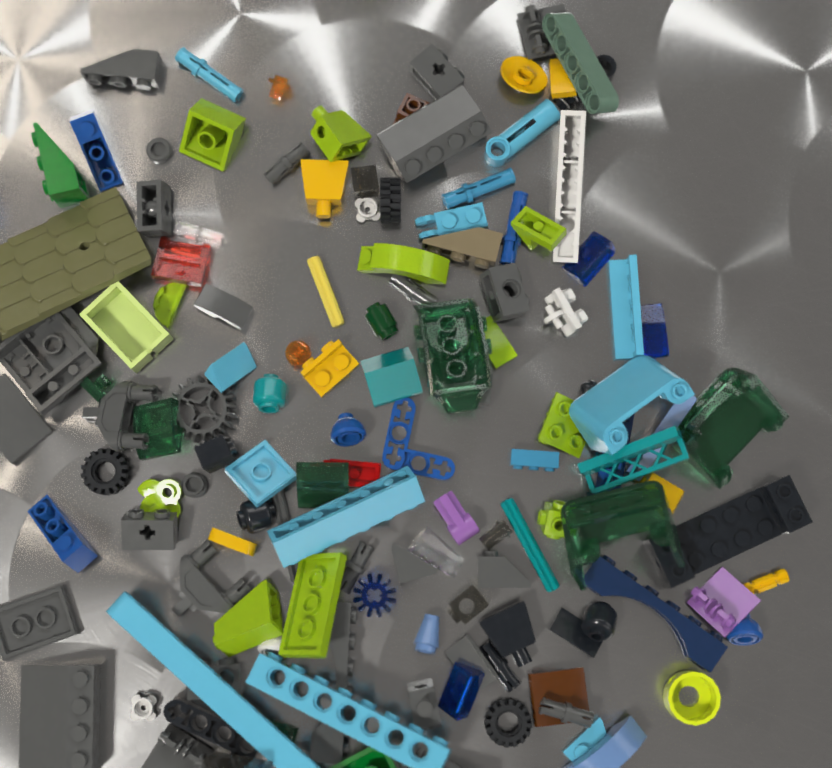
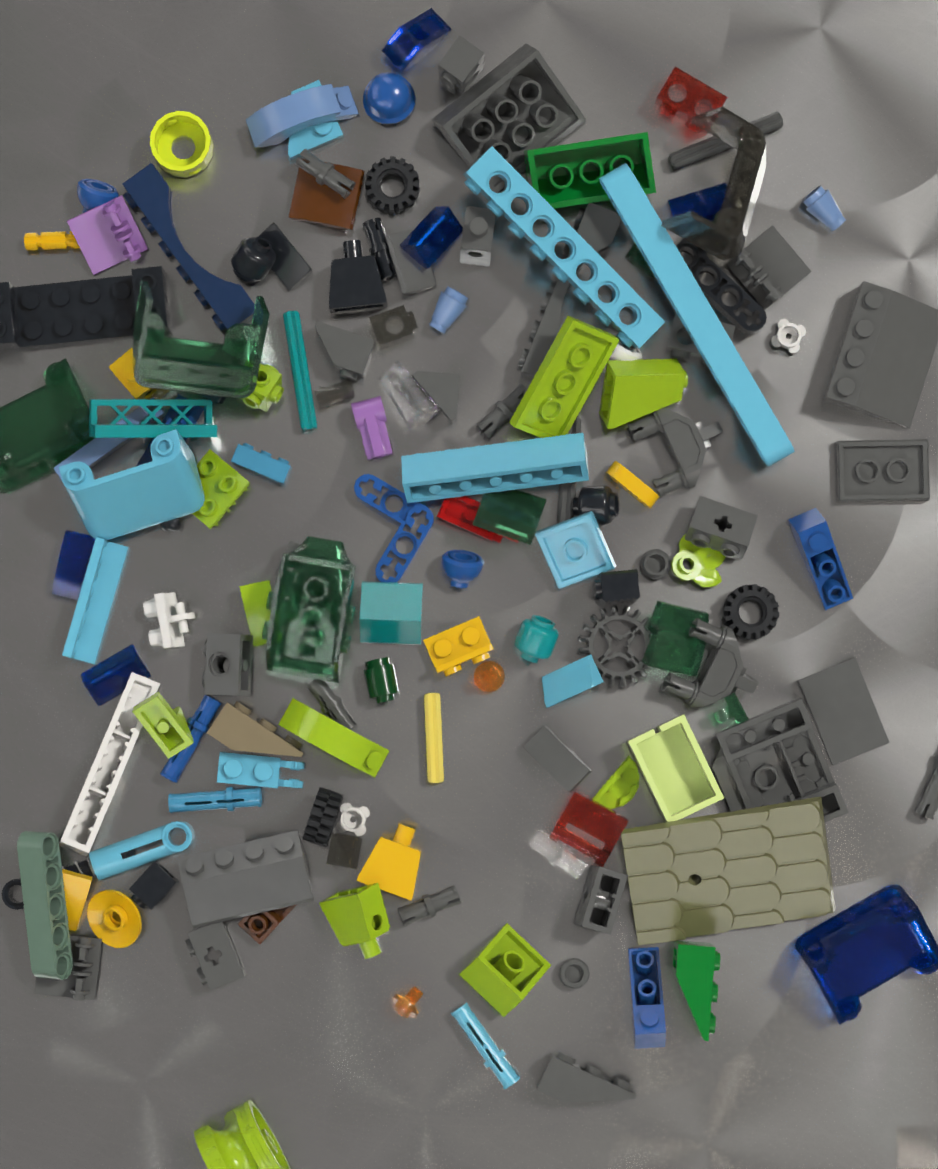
camera: 155 degrees left, 5 degrees up
(374, 604) = (496, 362): clear blue gear -> none
(502, 108) = (152, 886): none -> black brick

